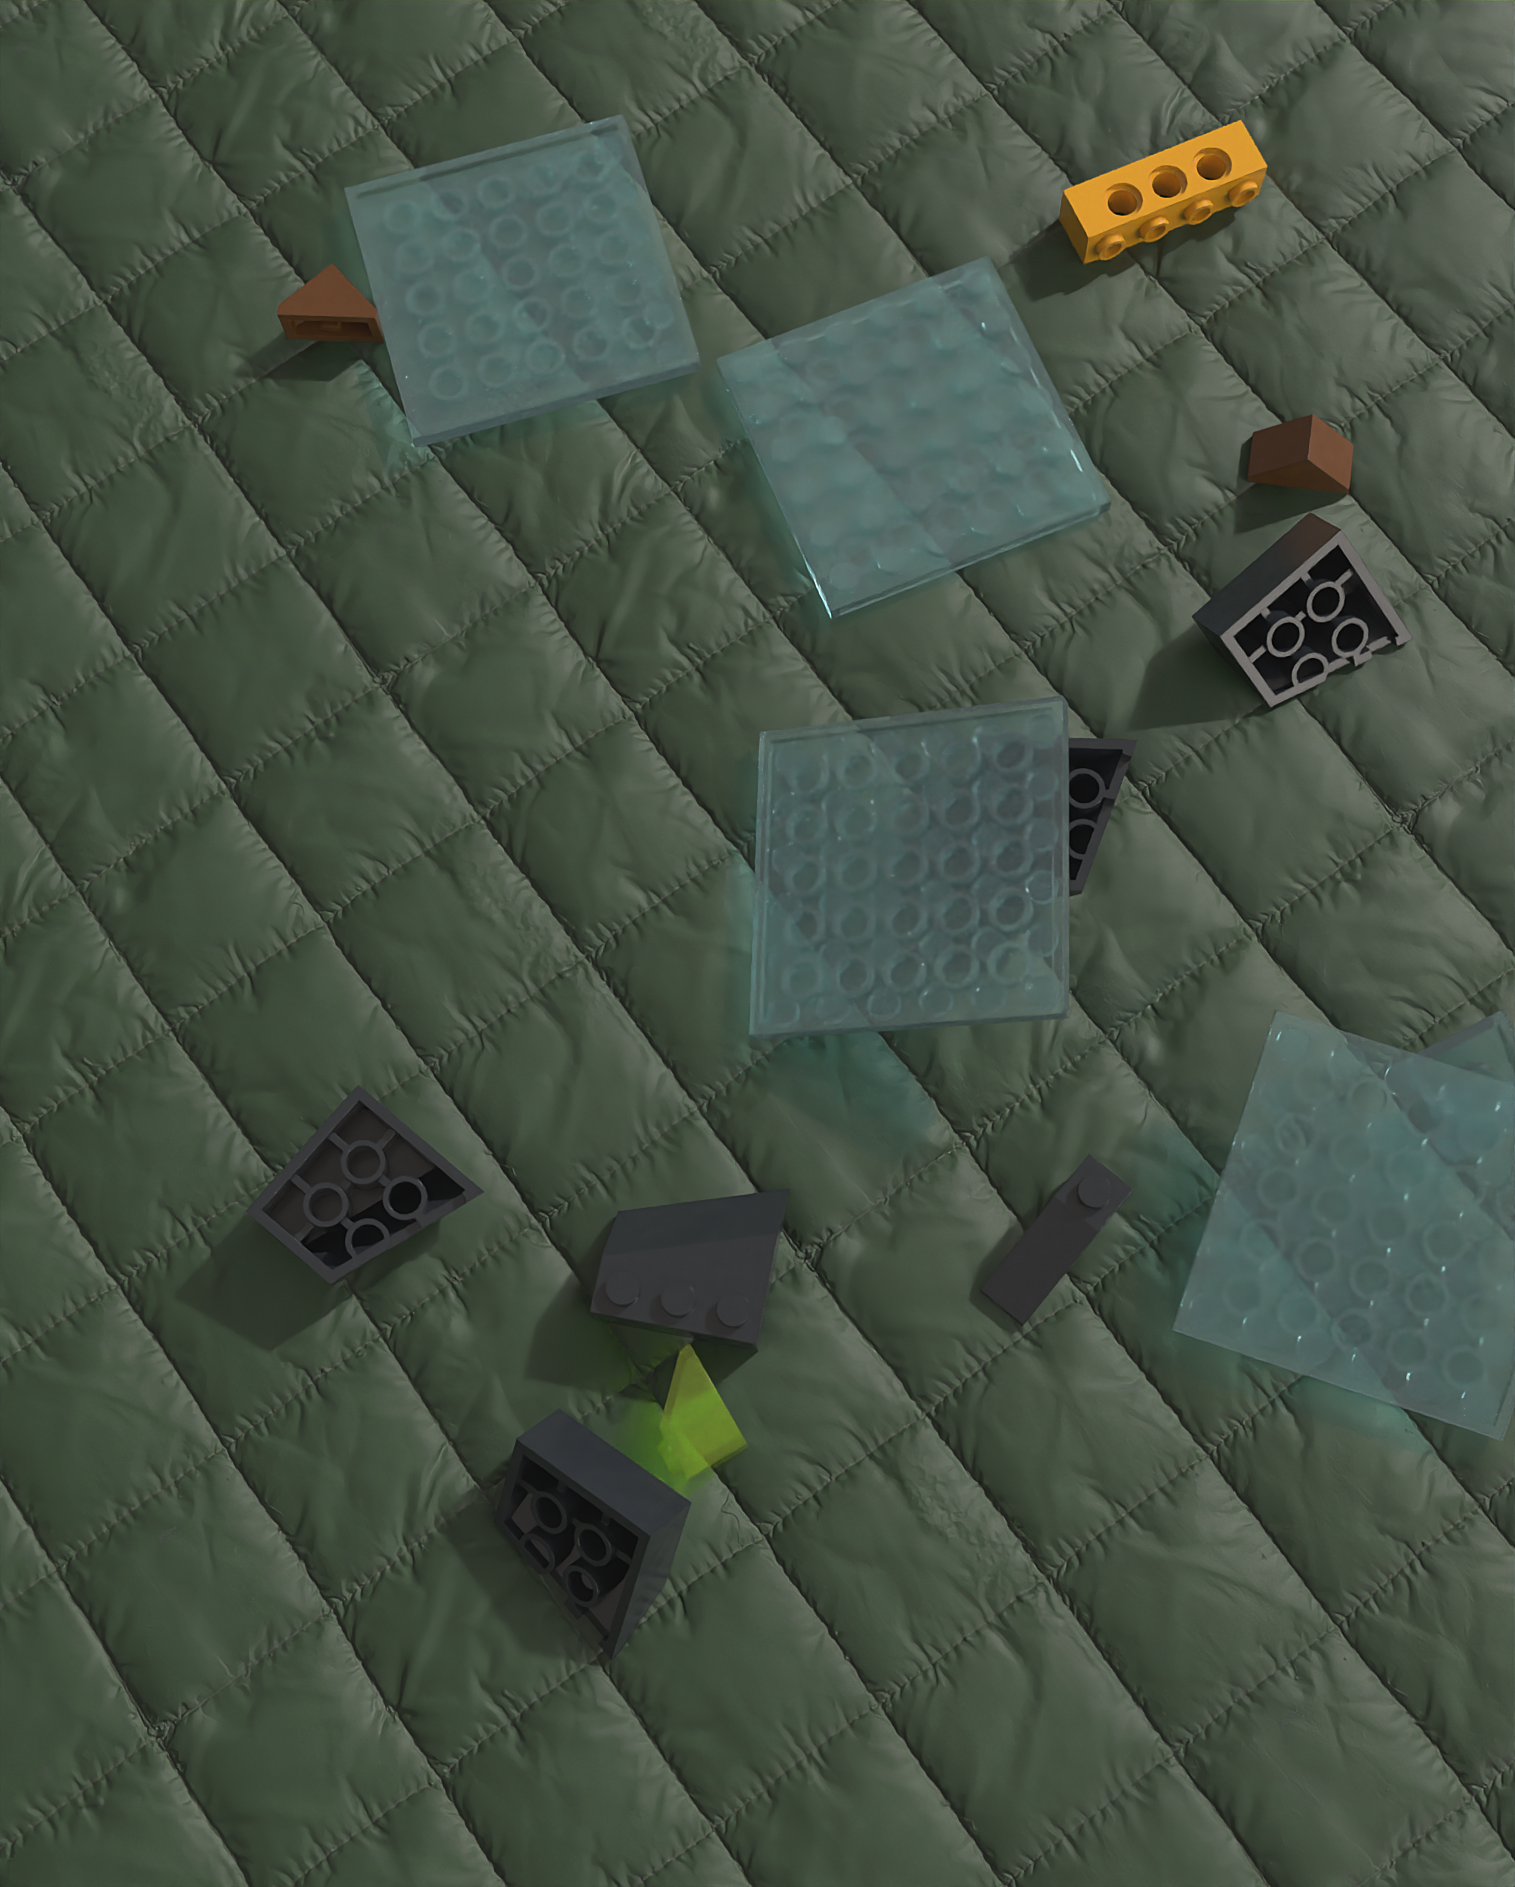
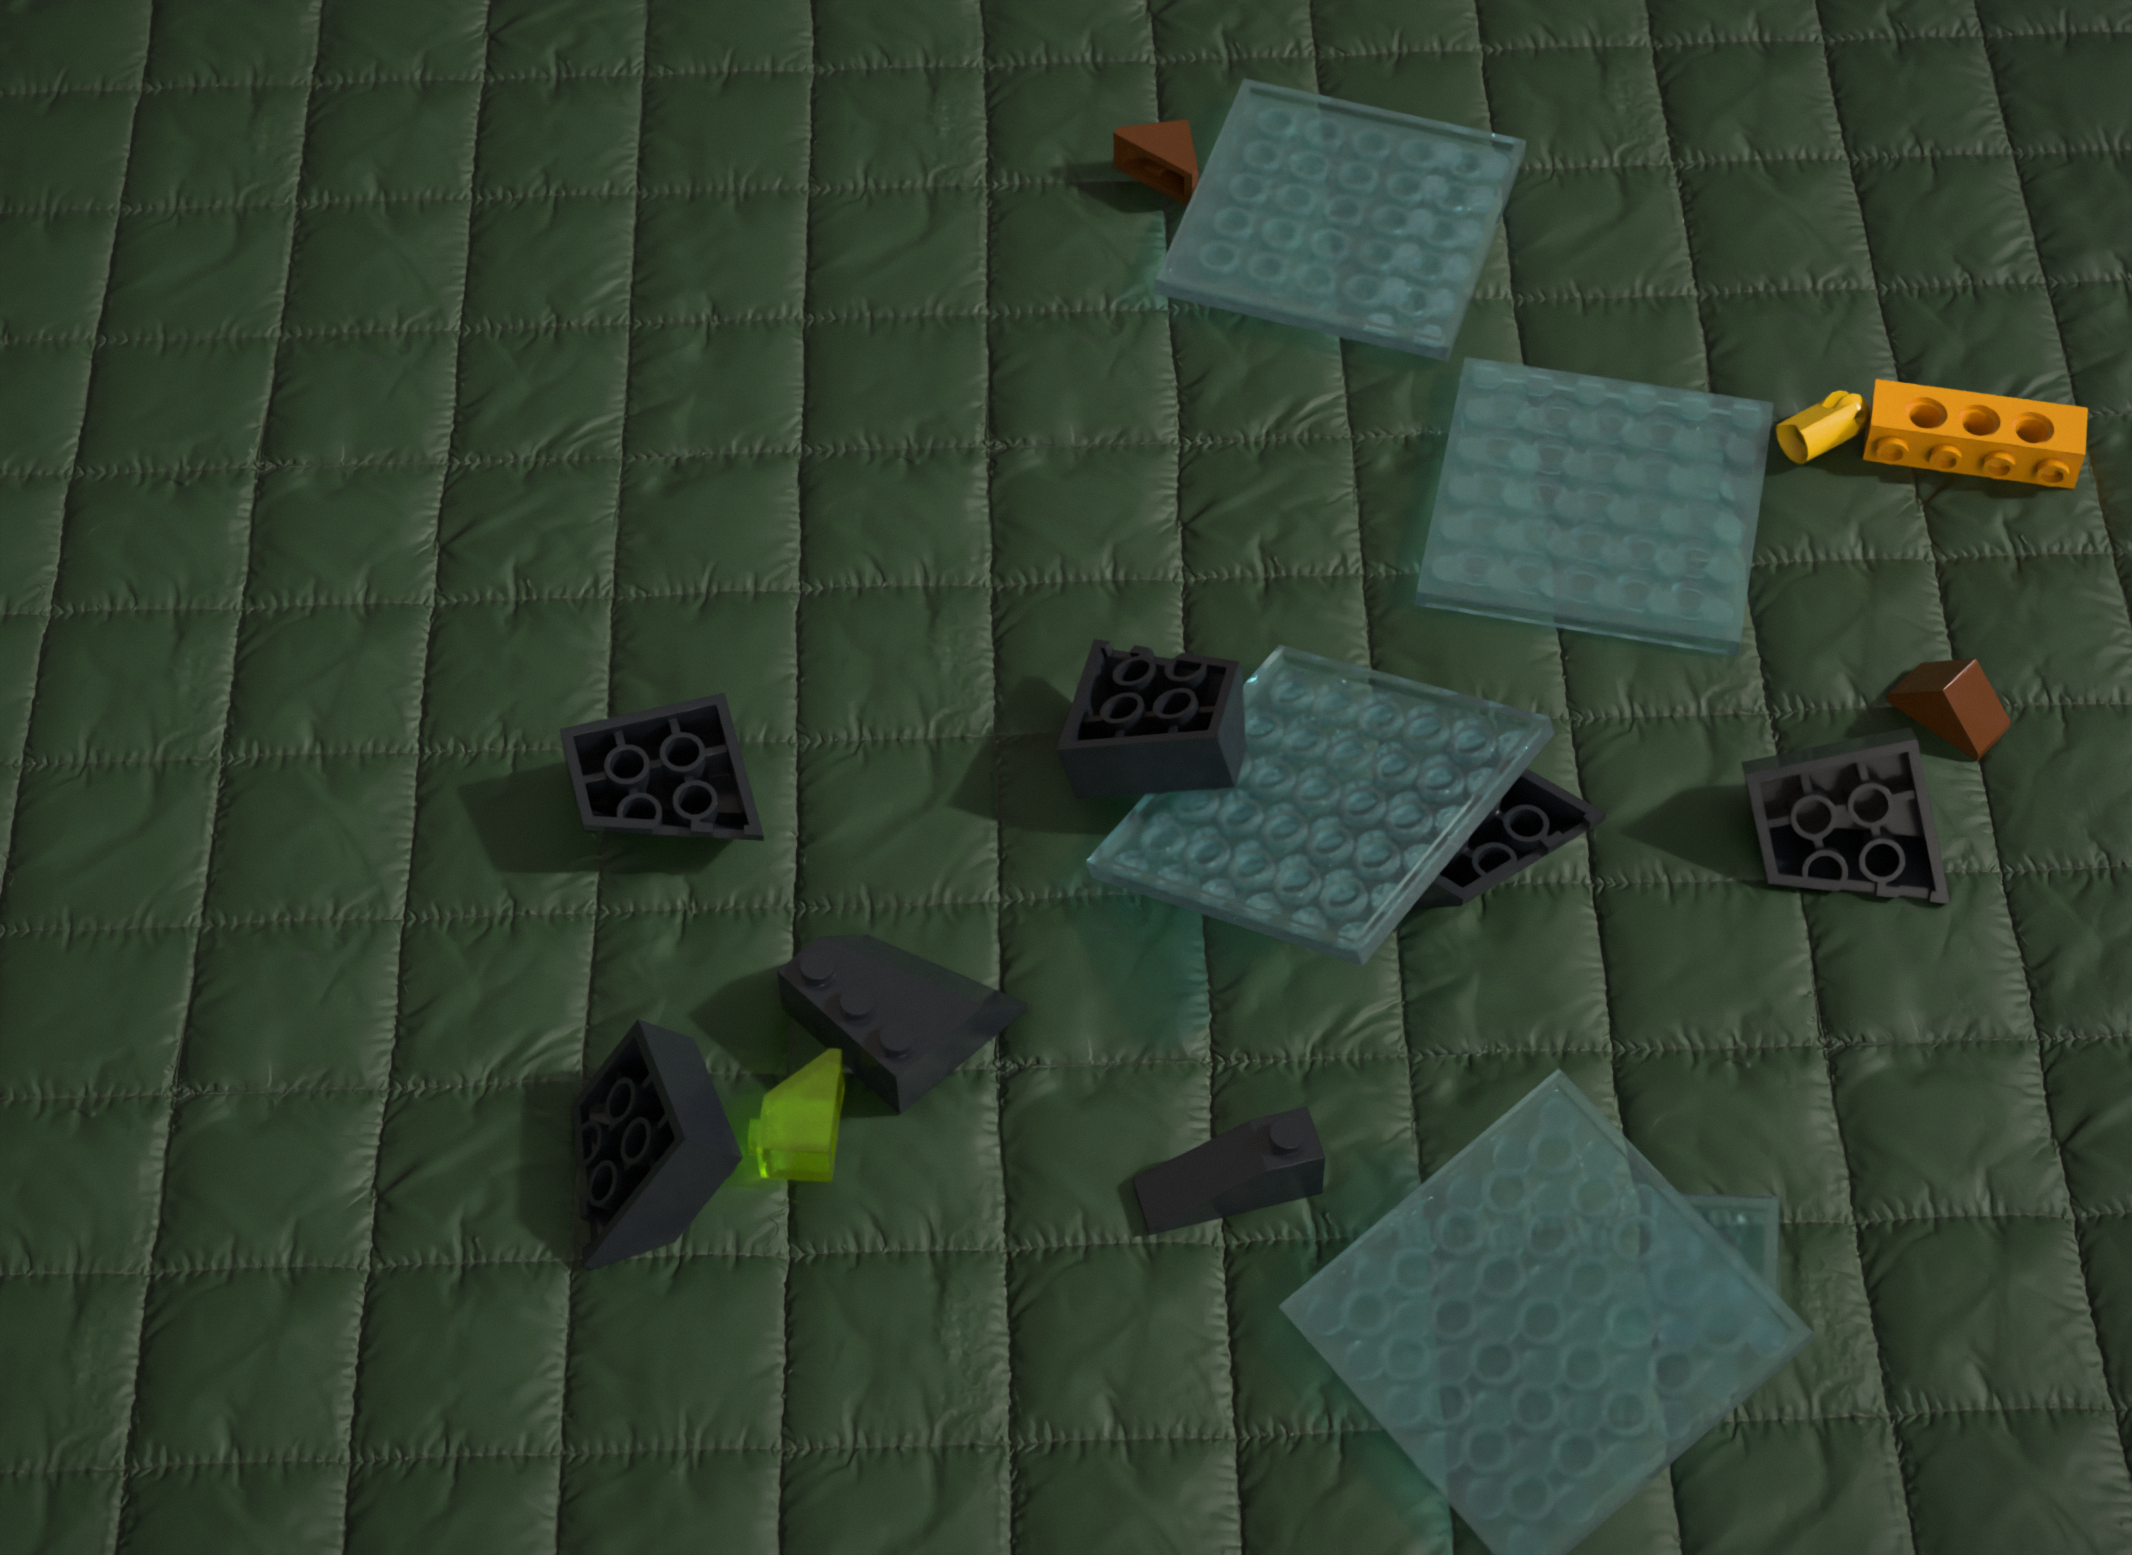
camera: 30 degrees right, 20 degrees down
(725, 879) = (1153, 724): none -> black wedge
(1041, 255) = (1822, 426): none -> yellow piece

